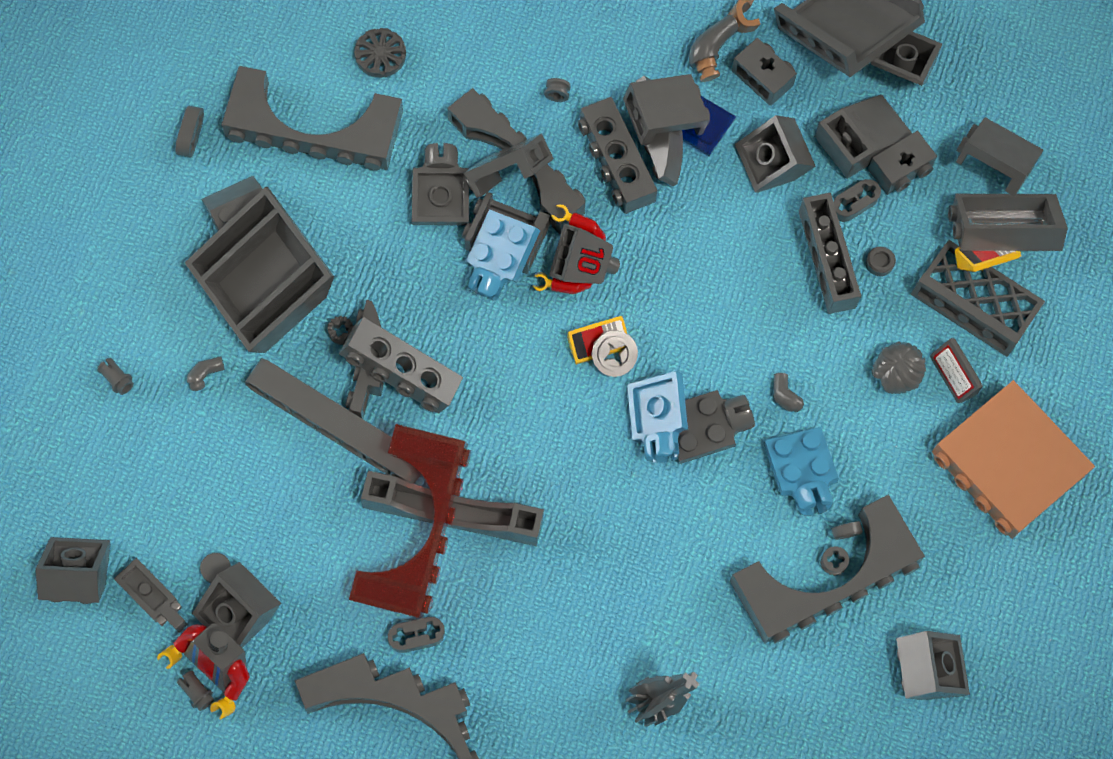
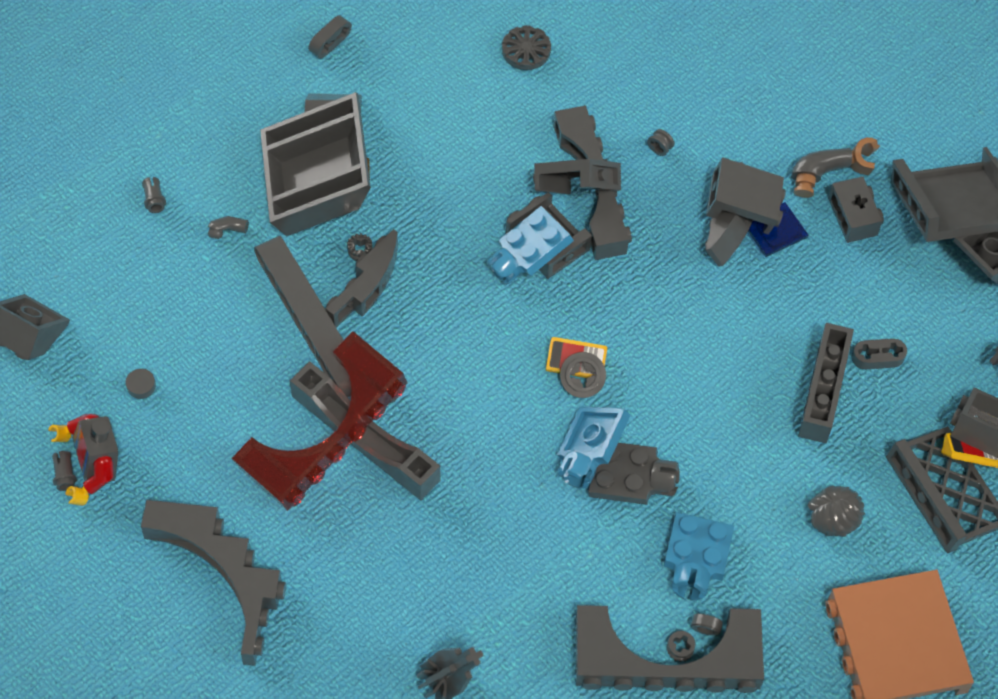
camera: 30 degrees right, 10 degrees down
(151, 595) = (74, 376): dark grey hinge -> none
(237, 604) = (139, 418): dark grey slope -> none
(364, 142) = (469, 109): dark grey arch -> none
(415, 627) = (272, 522): dark grey beam -> none
(416, 365) = (388, 277): brick -> none
(440, 189) = (509, 174): dark grey plate -> none
(580, 256) = (598, 280): torso -> none
(605, 116) = (687, 181): dark grey brick -> none
(775, 153) = (826, 280): dark grey slope -> none
(784, 396) = (716, 485): dark grey arm -> none
(860, 133) = (916, 299): dark grey slope -> none
(880, 261) = (873, 415): dark grey tile -> none
(902, 163) = (940, 341): dark grey brick -> none
(956, 371) = (889, 540): slope -> none

